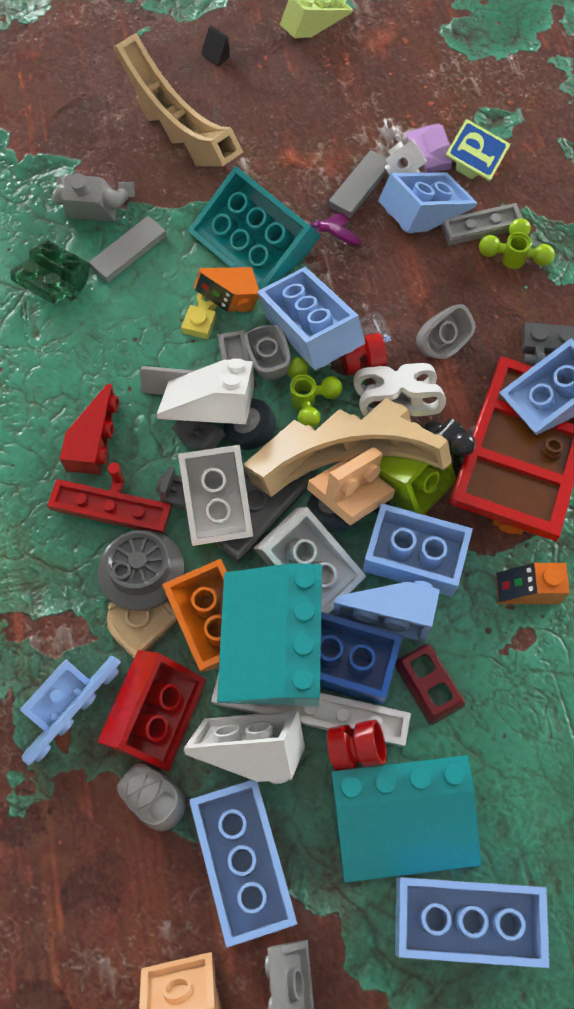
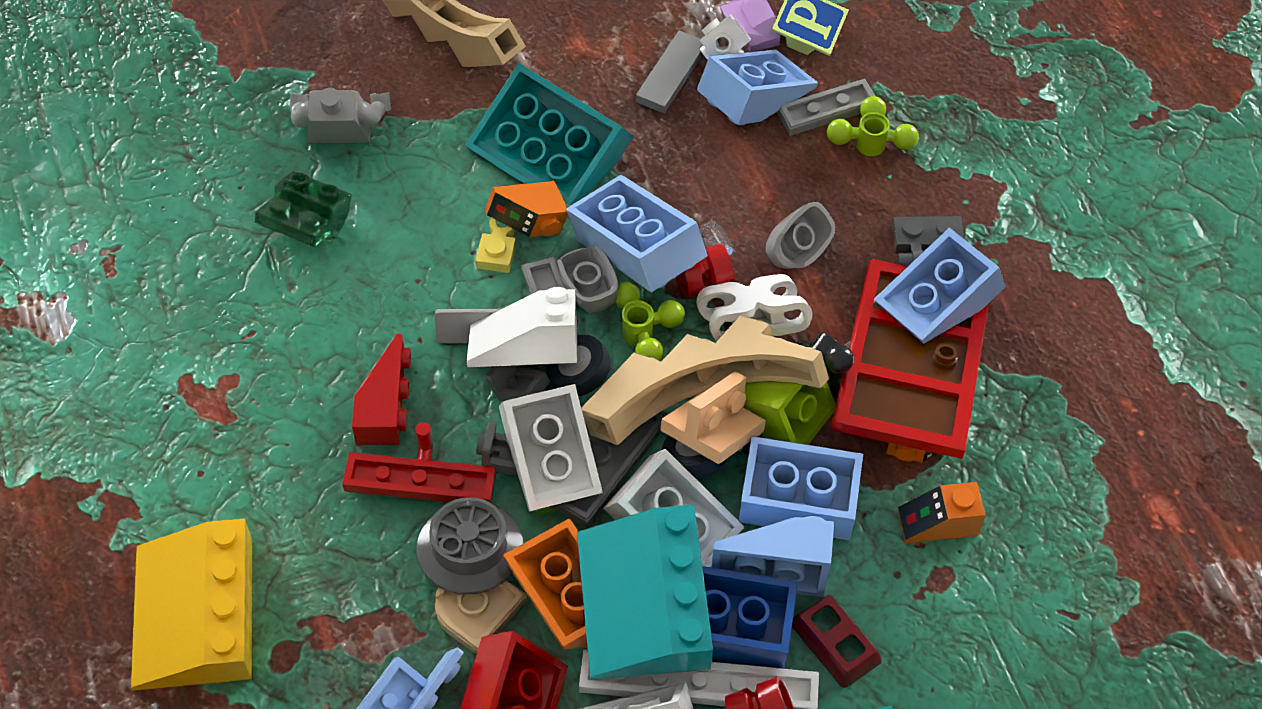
camera: 10 degrees left, 10 degrees down
(127, 249) = (393, 174): light grey tile -> none
(334, 226) = (647, 124): magenta piece -> none

